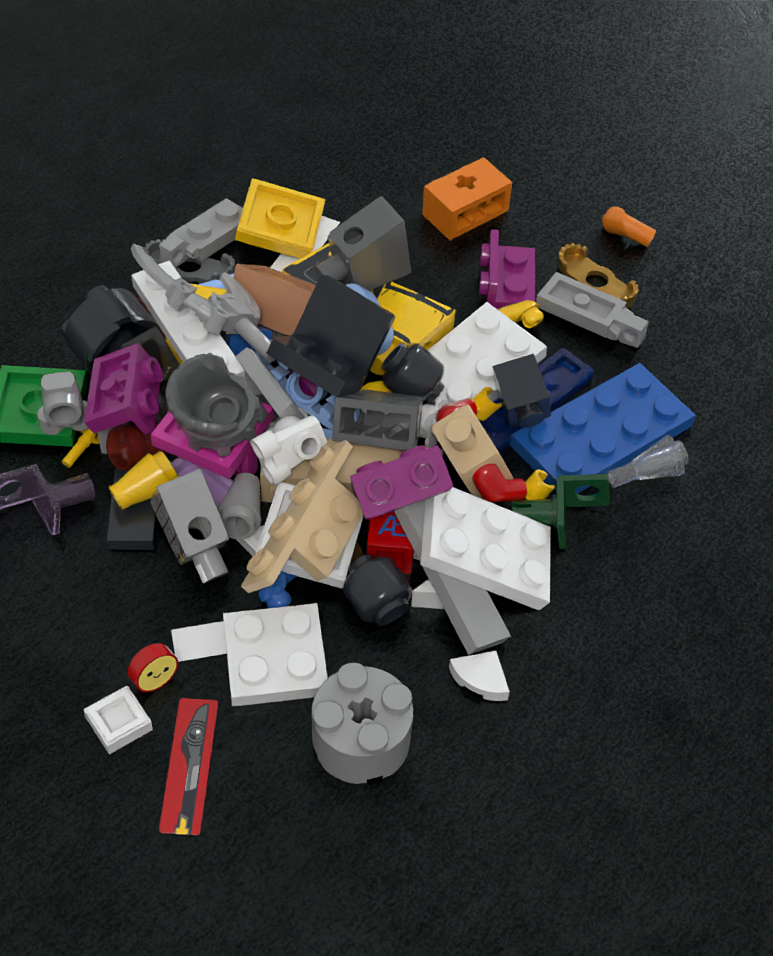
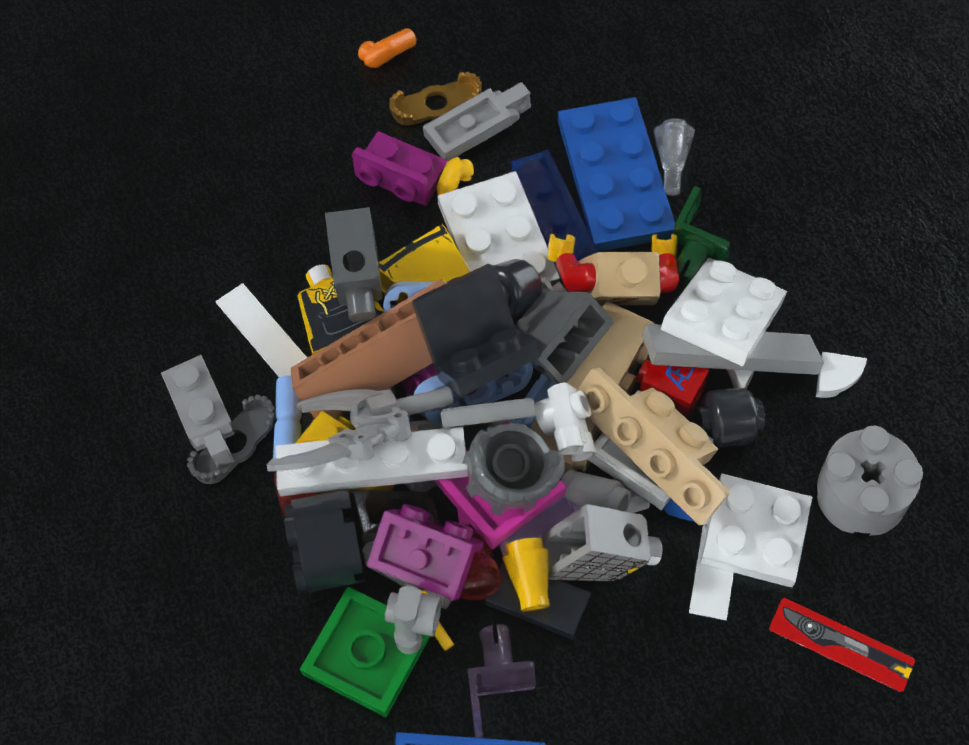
camera: 60 degrees left, 10 degrees up
(118, 719) = (777, 690): white tile -> none
(152, 667) = (740, 638): tile -> none
(280, 219) = (222, 332): yellow tile -> none
(402, 482) = (653, 344): magenta bracket -> none
(466, 198) = (283, 159): orange brick -> none
(522, 391) = (572, 210): black brick -> none

